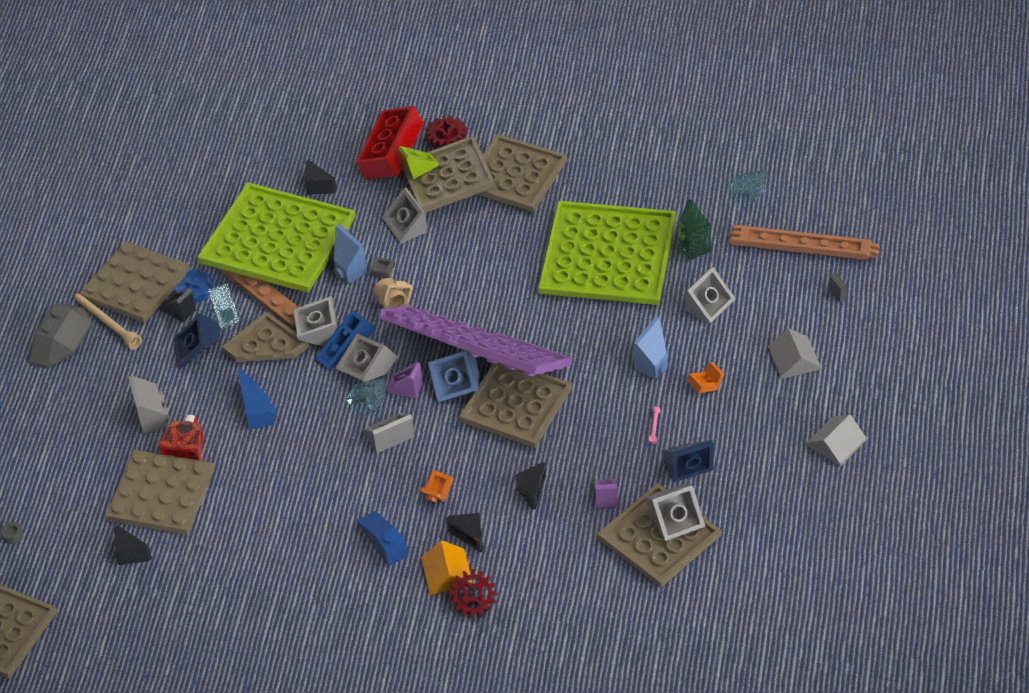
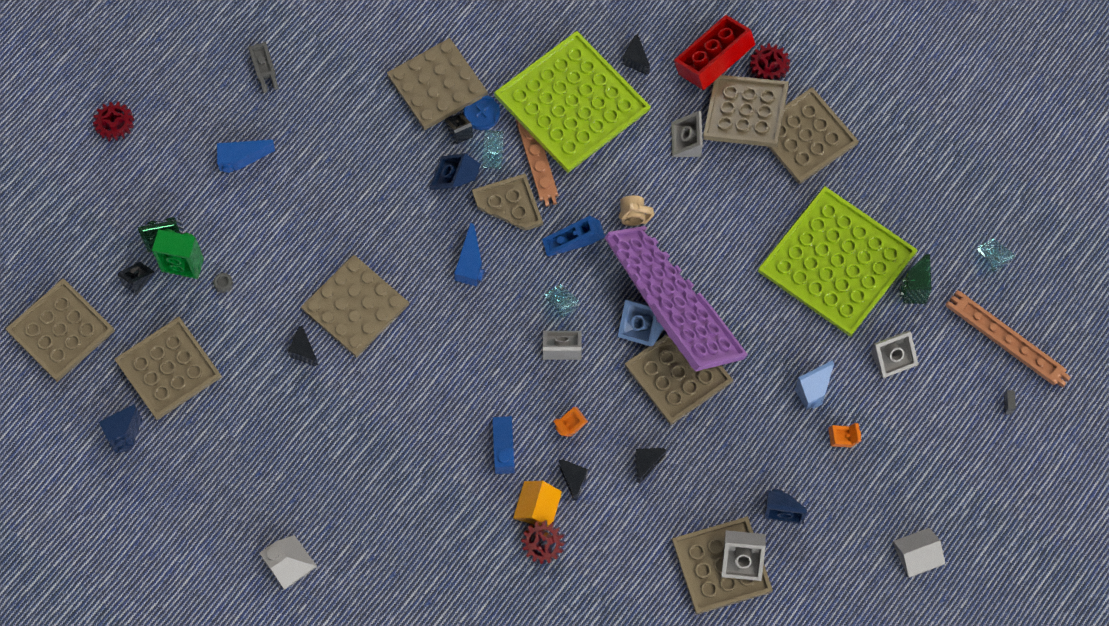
camera: 25 degrees right, 20 degrees up
(59, 334) = (352, 106): dark grey wedge -> none
(131, 339) = (405, 142): tan piece -> none
(149, 404) = (384, 218): light grey slope -> none
(183, 439) = (396, 267): red torso -> none
(316, 321) = (557, 207): light grey slope -> none
(348, 256) = (617, 154): medium blue slope -> none
(366, 359) = (578, 267): light grey slope -> none
(382, 267) = (644, 175): dark grey tile -> none
(406, 382) = (600, 304): medium lavender slope -> none
(417, 162) = (726, 86): lime slope -> none
(606, 493) = (703, 499): medium lavender slope -> none
(652, 438) = (770, 467): bright pink hinge -> none
(793, 354) = (933, 449): light grey slope -> none

